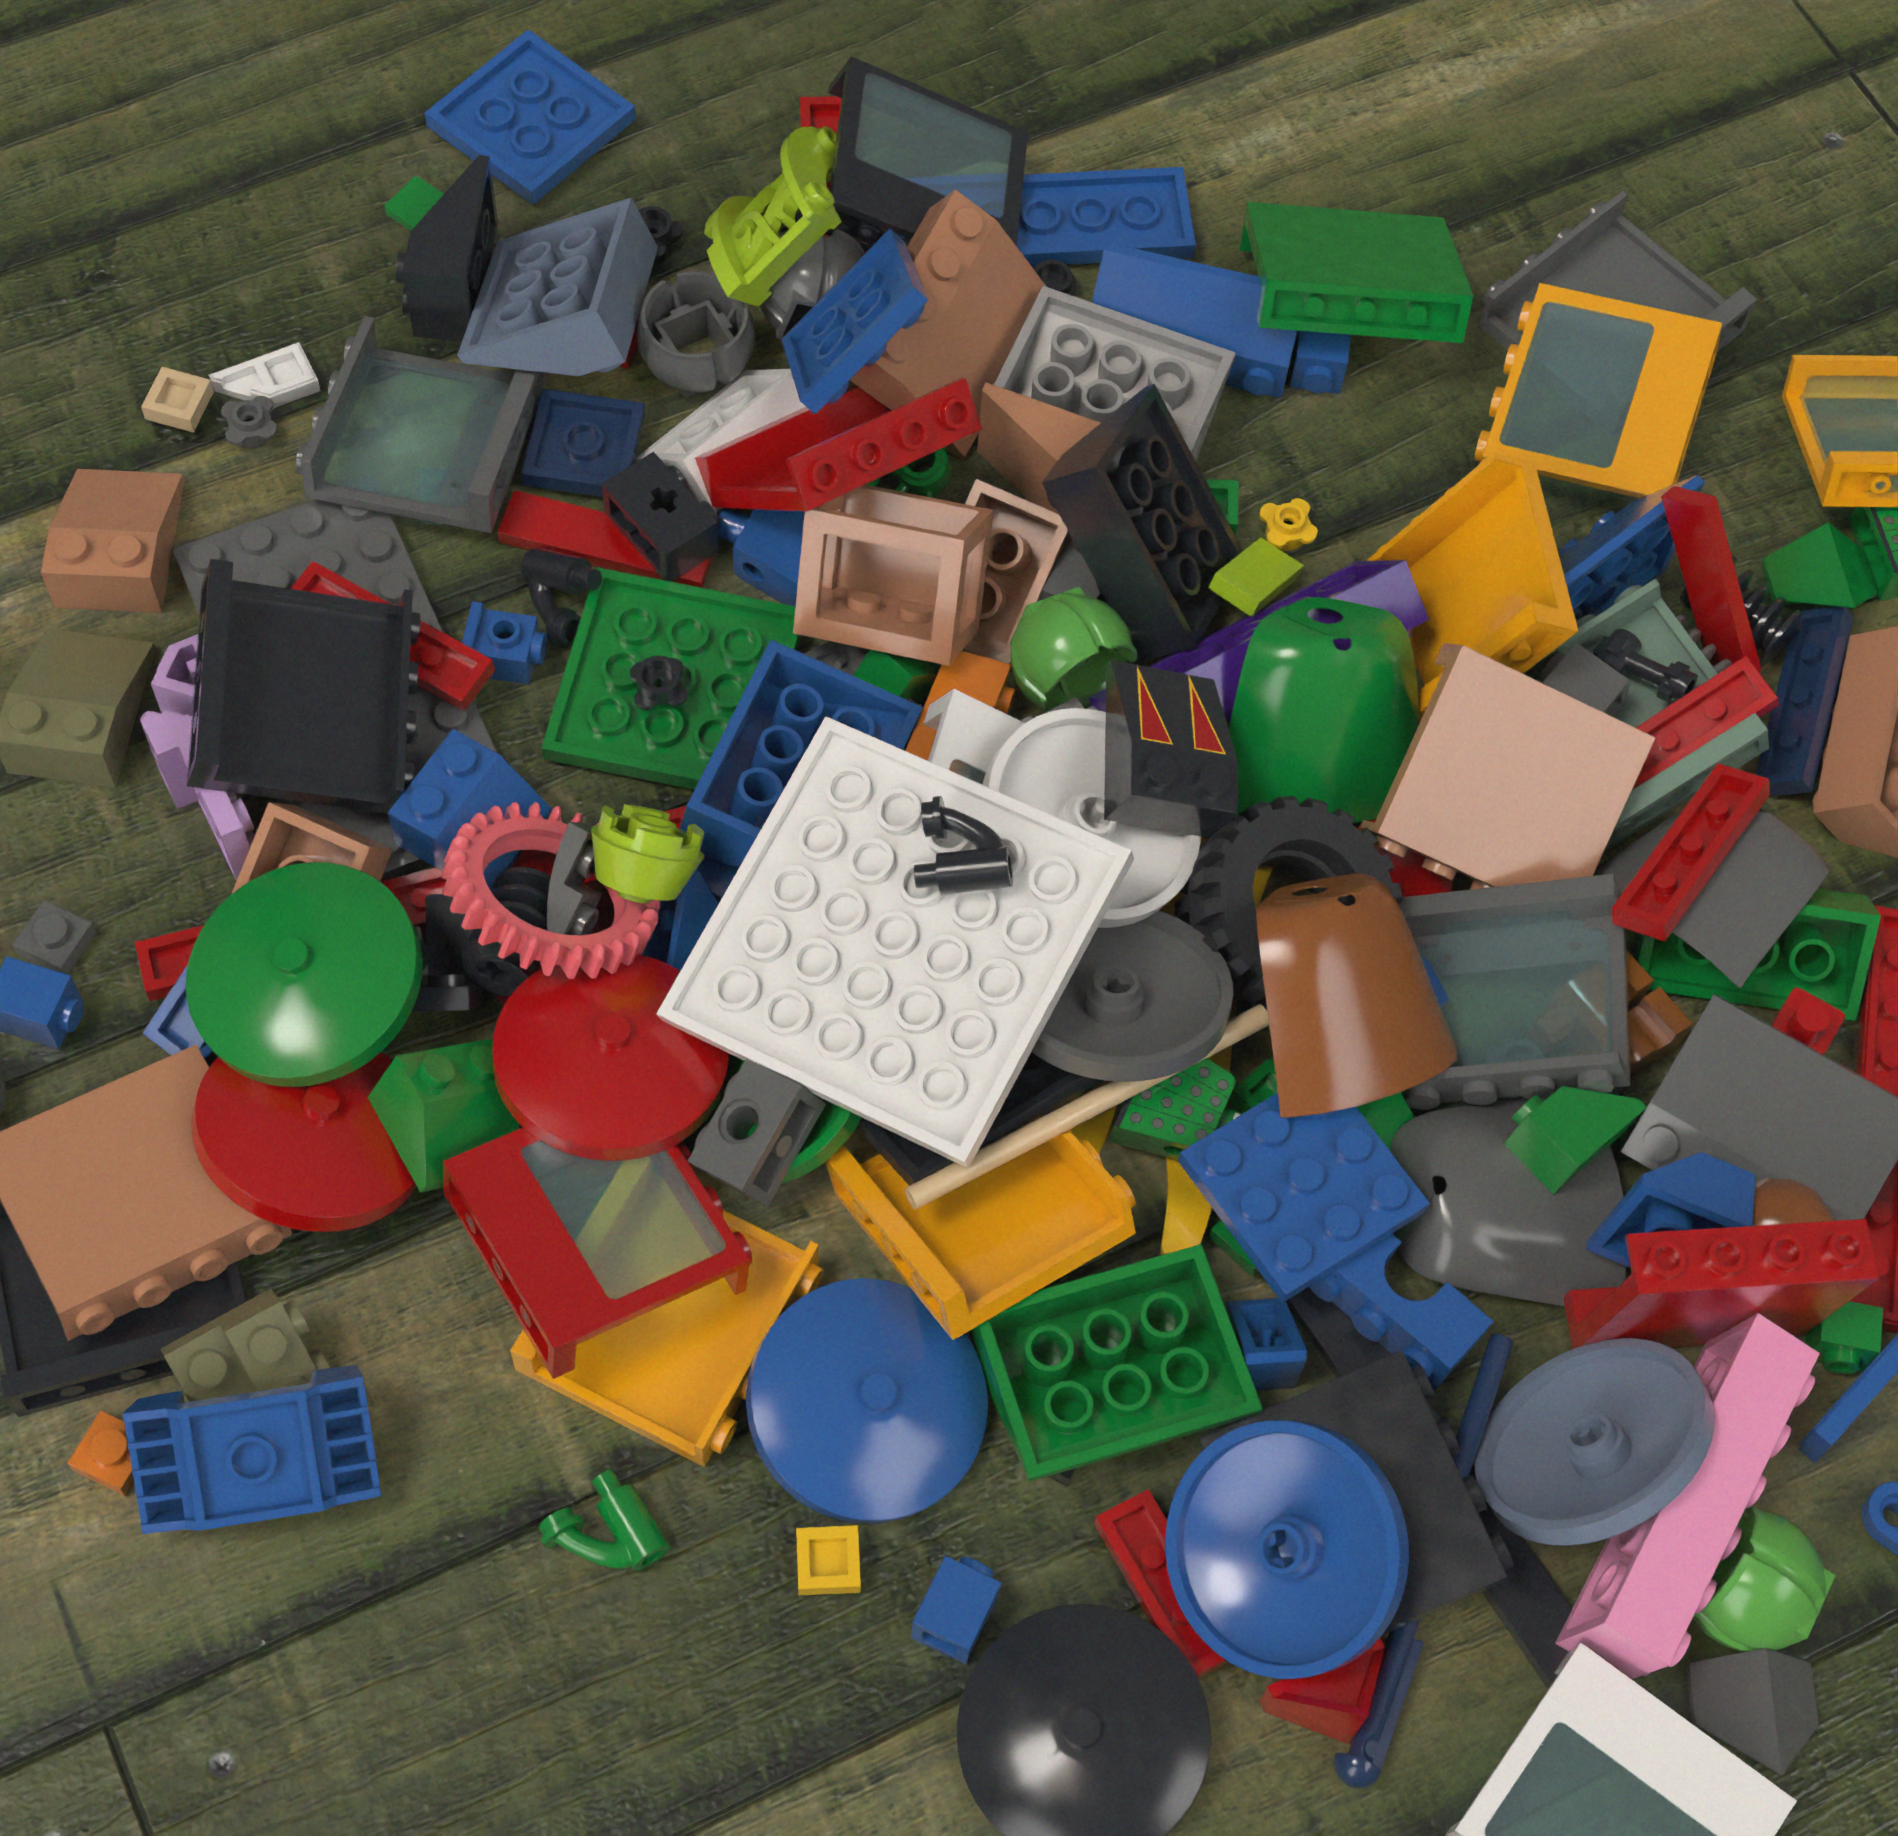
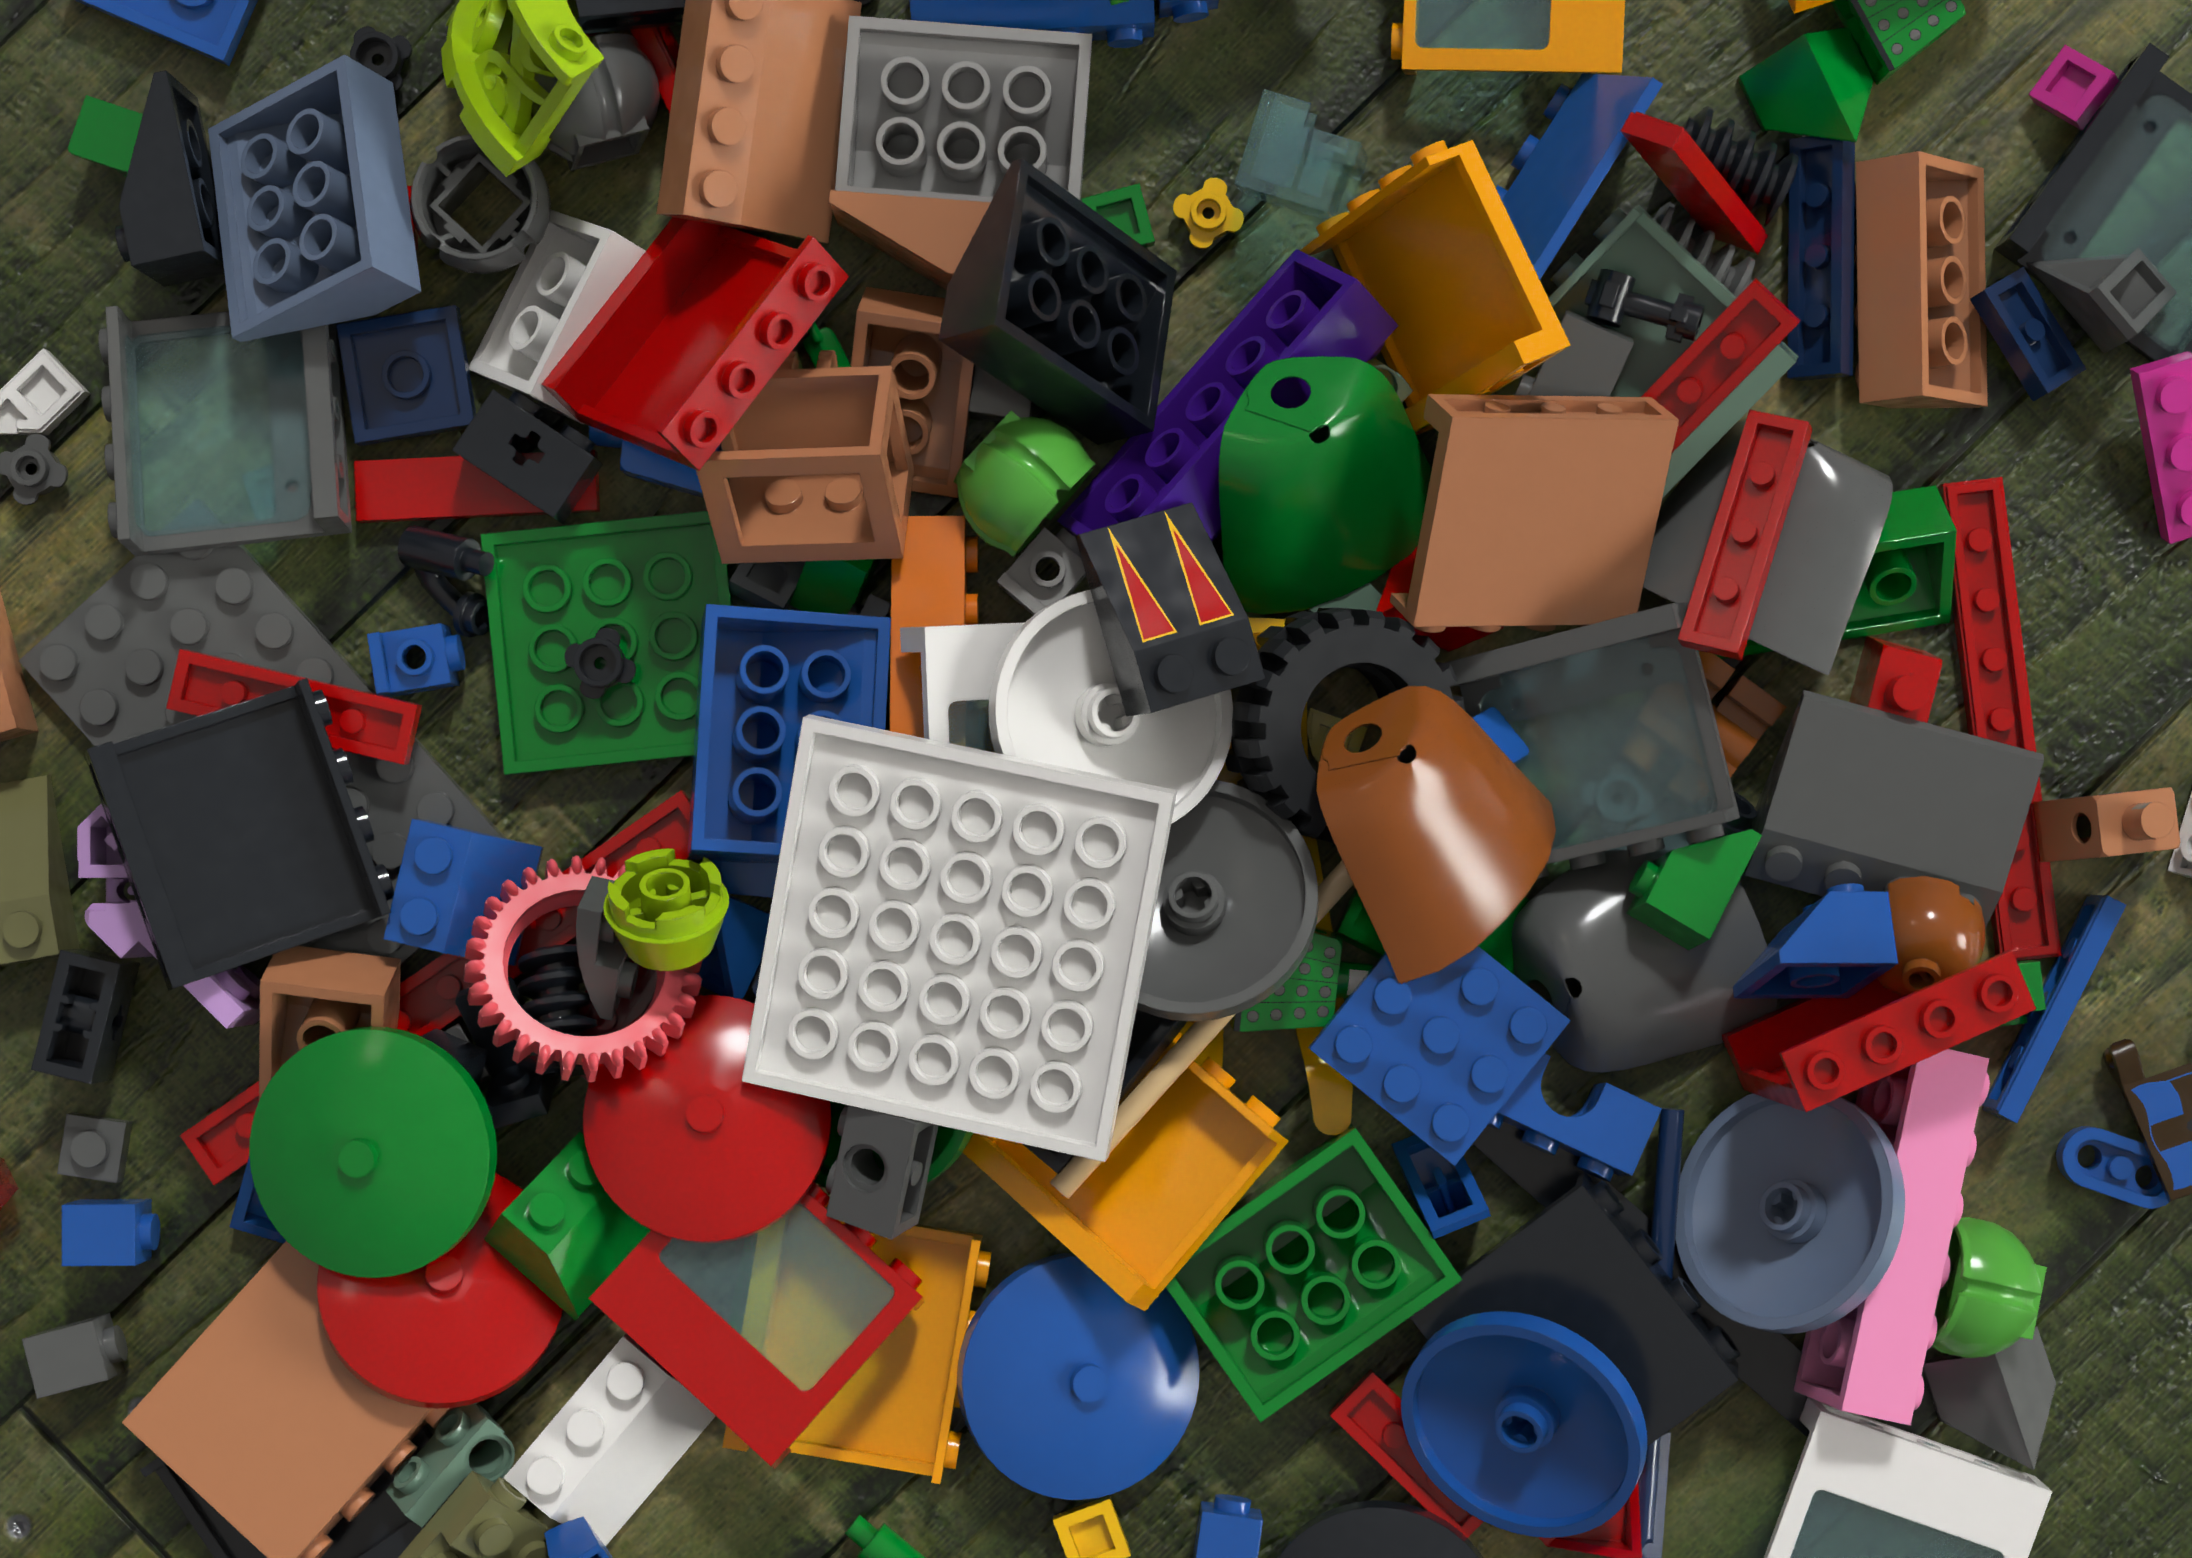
camera: 10 degrees left, 25 degrees up
(100, 818) = (85, 1016): none -> black brick
(223, 1291) = (446, 1460): none -> sand green plate
(413, 1319) = (611, 1442): none -> white slope
(854, 322) = (661, 178): blue plate -> none
(965, 870) = (1006, 868): black plant -> none
(1255, 576) = (1193, 304): lime tile -> none
(1374, 489) = (1295, 163): none -> clear light blue plate

